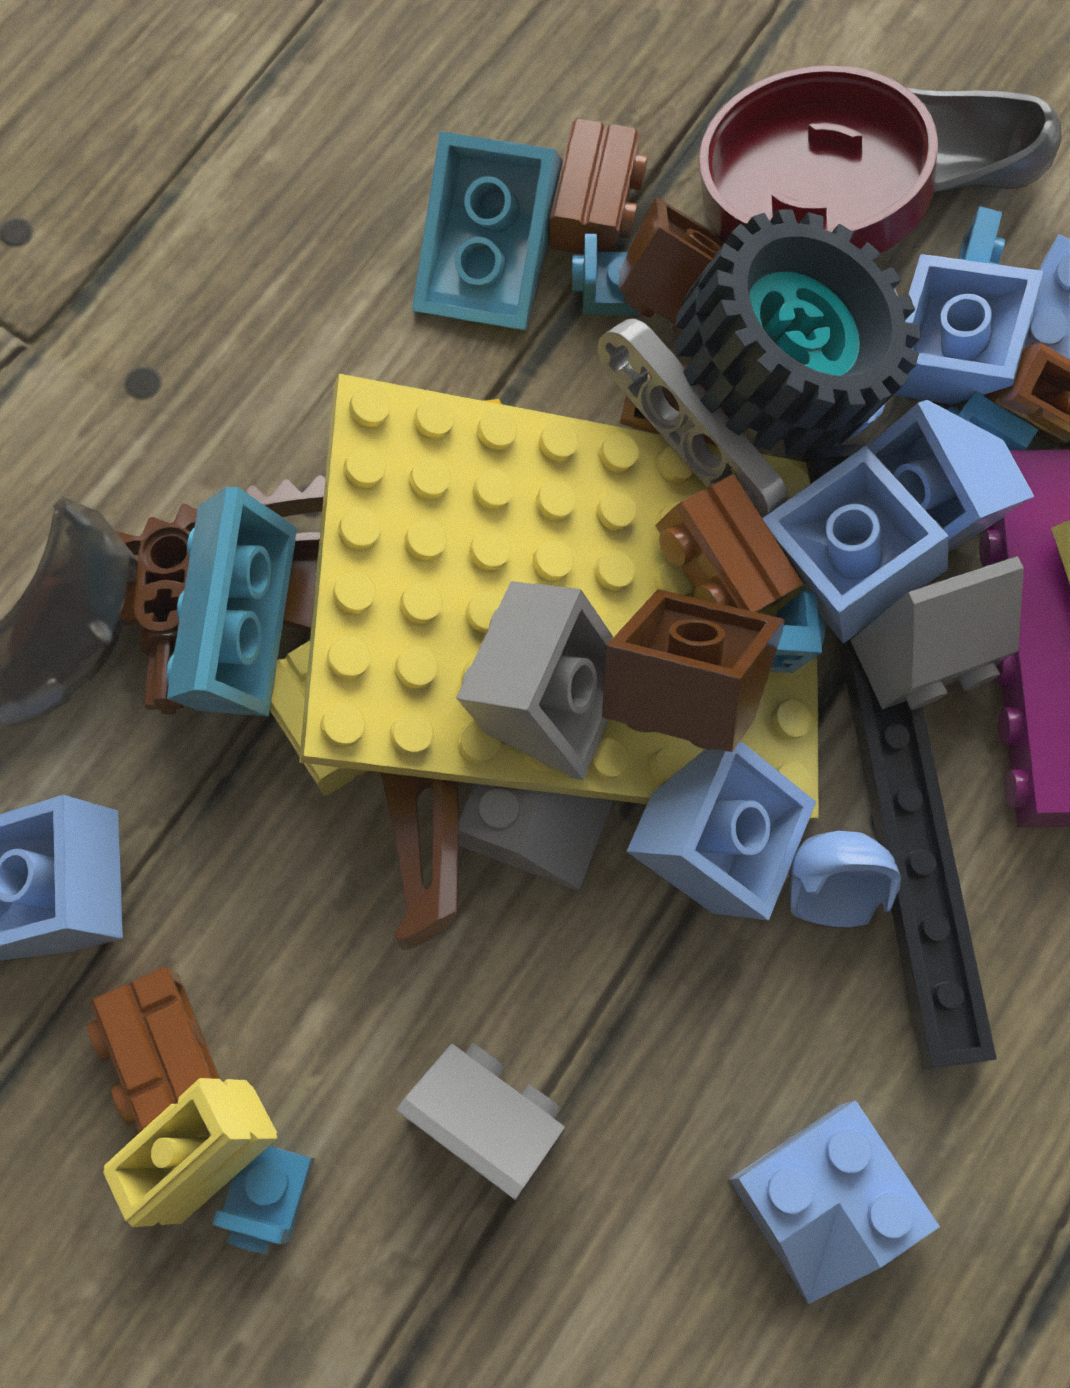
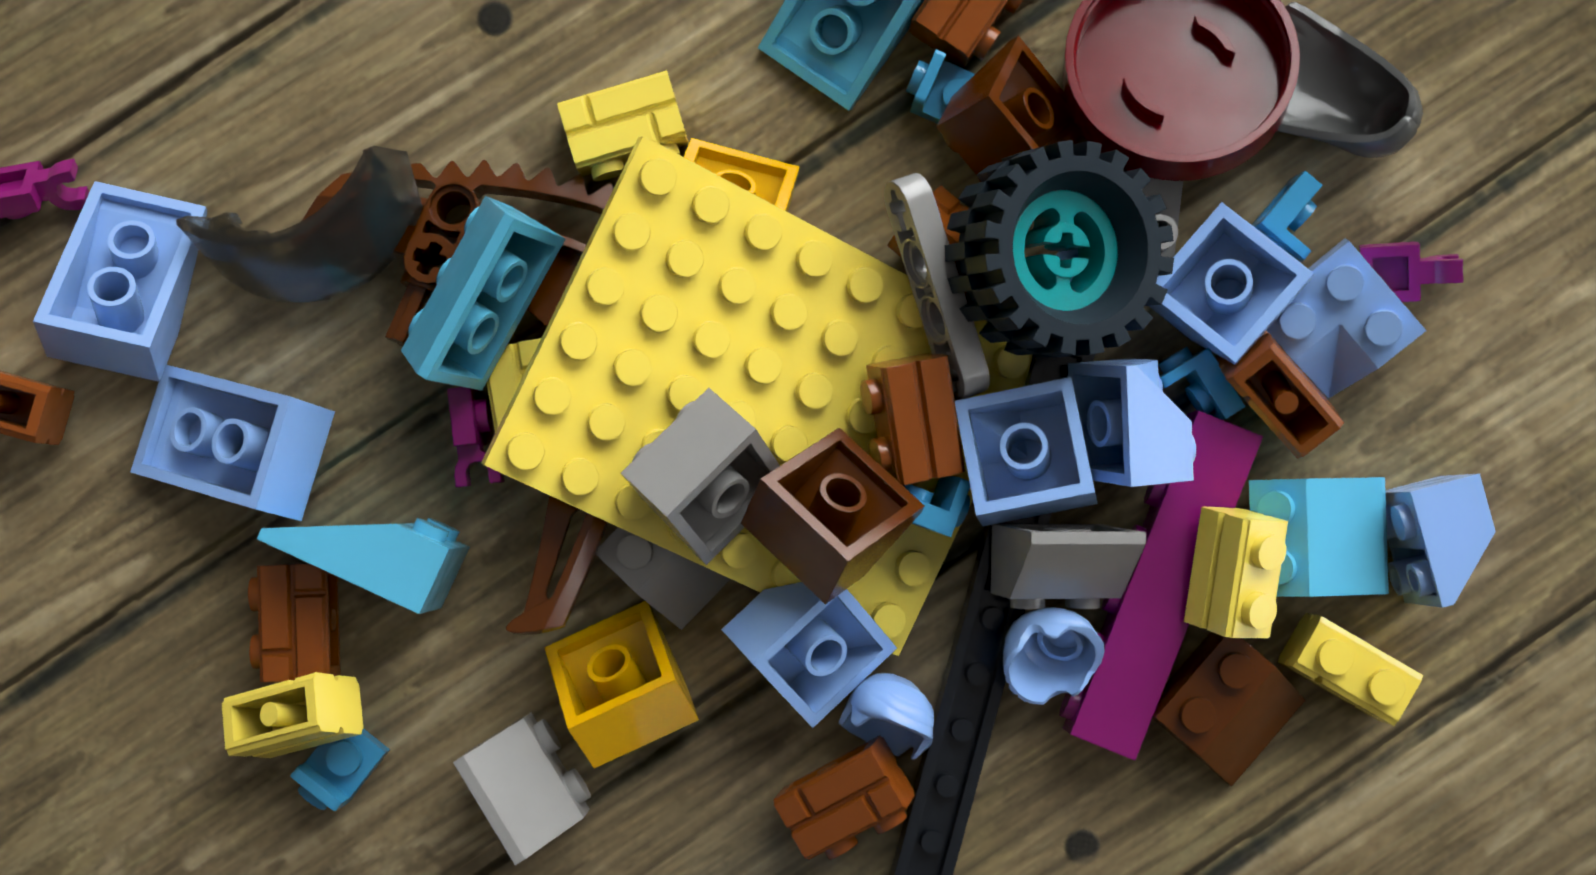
camera: 25 degrees right, 15 degrees up
(224, 927) = (395, 561): none -> medium azure slope
(268, 760) = (469, 422): none -> magenta plate
(293, 422) = (608, 122): none -> light yellow brick
(543, 969) = (619, 685): none -> yellow slope
(838, 987) = (845, 799): none -> dark orange brick
(977, 735) = (1050, 654): none -> light blue hair

